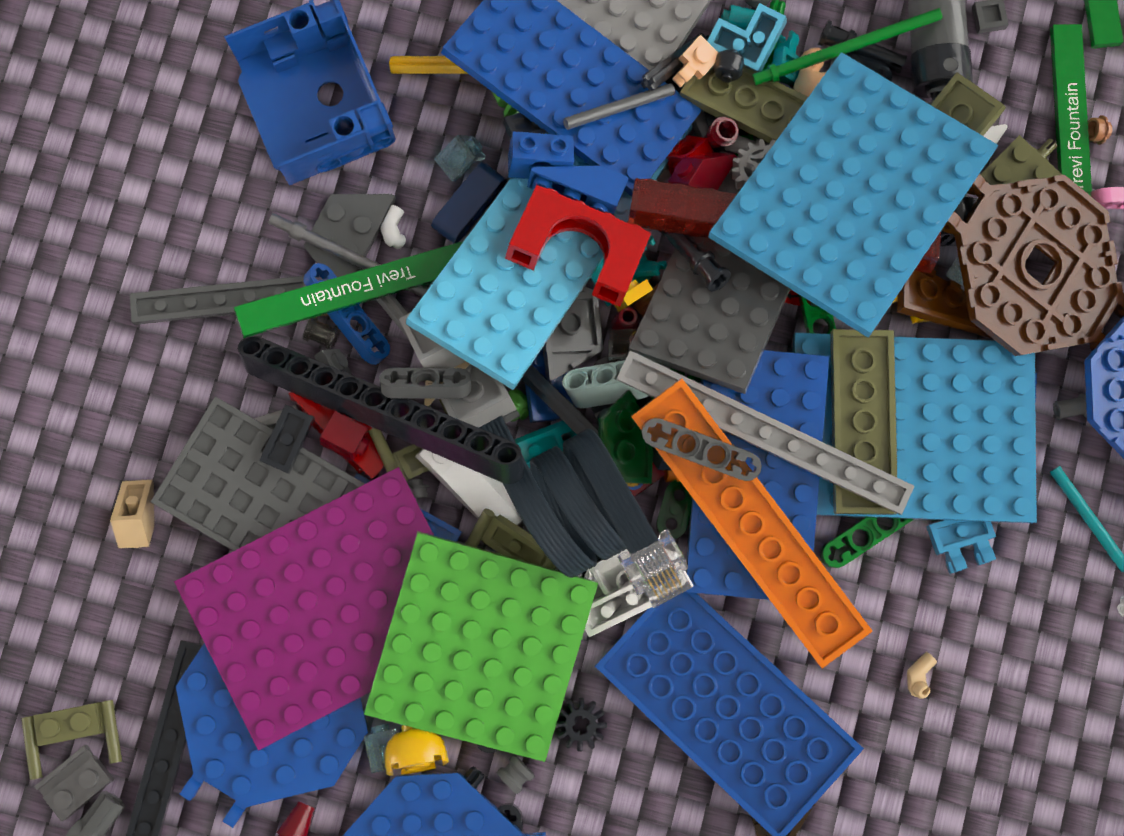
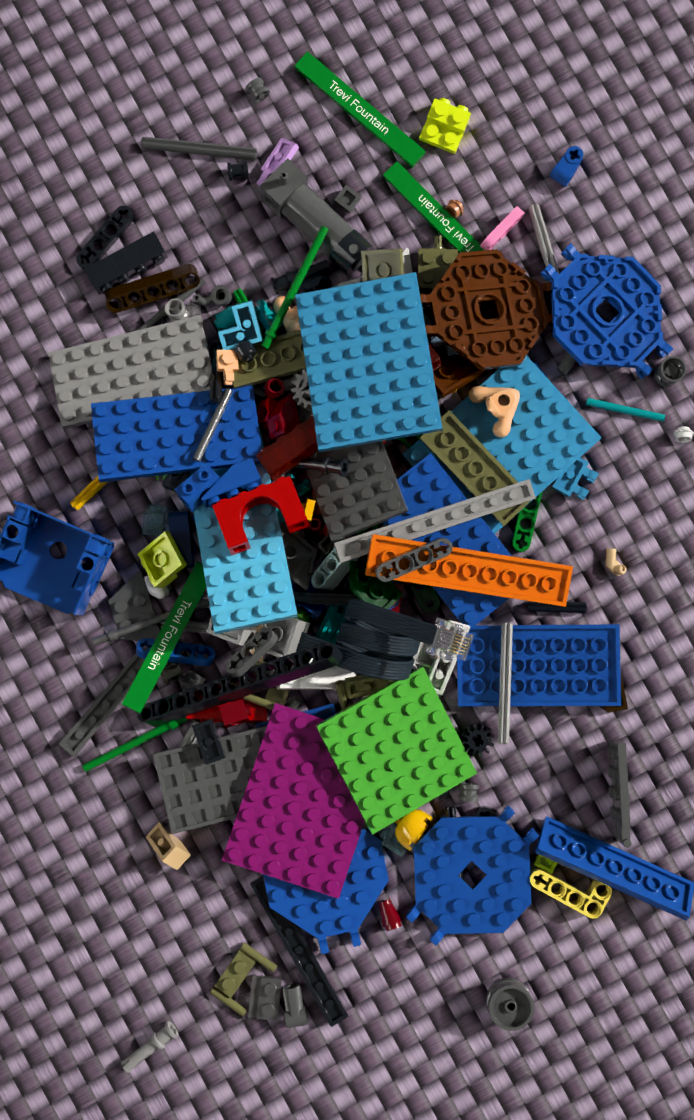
camera: 40 degrees left, 5 degrees up
(208, 369) = (133, 743): none -> green bar
(427, 203) = (162, 560): none -> neon yellow plate
(671, 690) = (505, 683): none -> light grey axle
(802, 656) = (571, 607): none -> black axle
(958, 376) = (500, 402): none -> light nougat head

